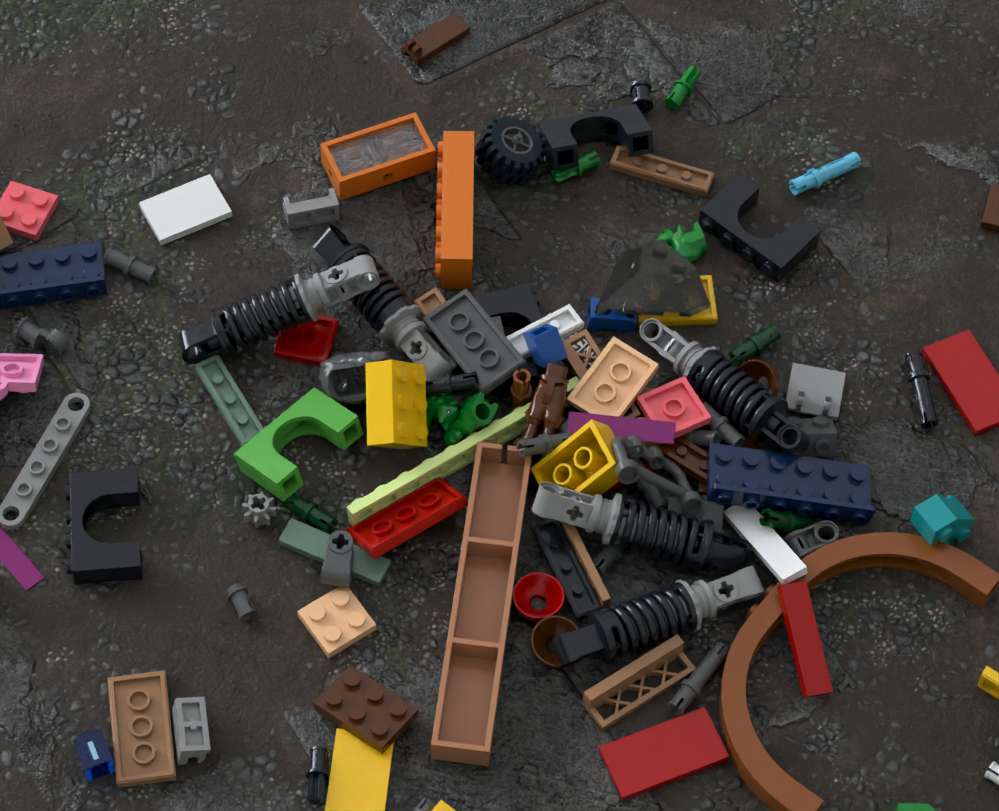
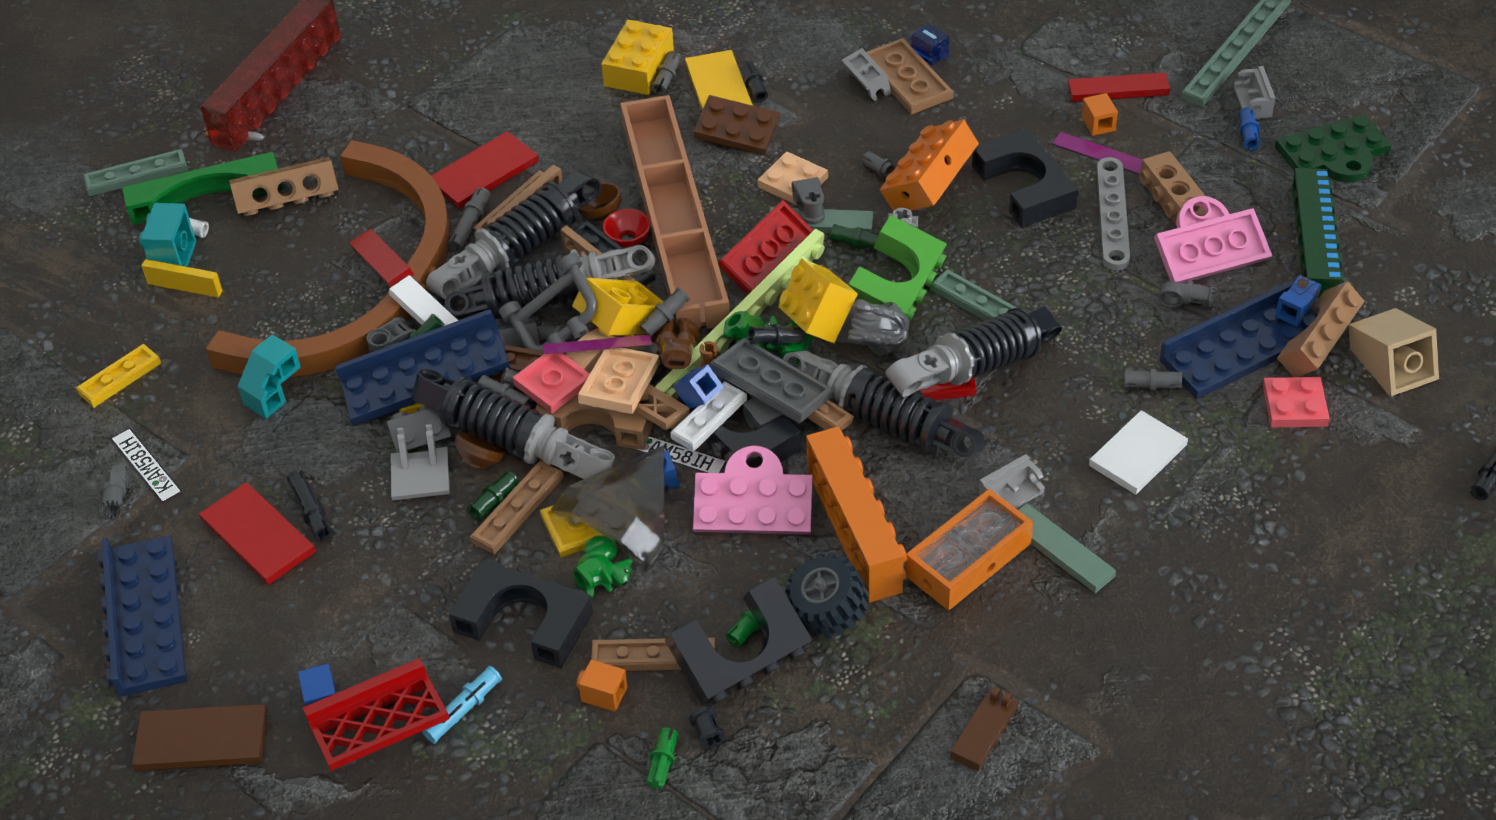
camera: 165 degrees right, 10 degrees down
(199, 552) = (929, 166): none -> orange brick
(300, 151) = (1068, 552): none -> sand green tile
(531, 262) = (753, 498): none -> bright pink plate
(711, 150) = (602, 685): none -> orange brick
(746, 324) = (516, 507): none -> medium nougat tile
(894, 785) = (243, 187): none -> medium nougat brick
(903, 195) = (369, 699): none -> red fence
(937, 215) = (316, 683): none -> blue brick

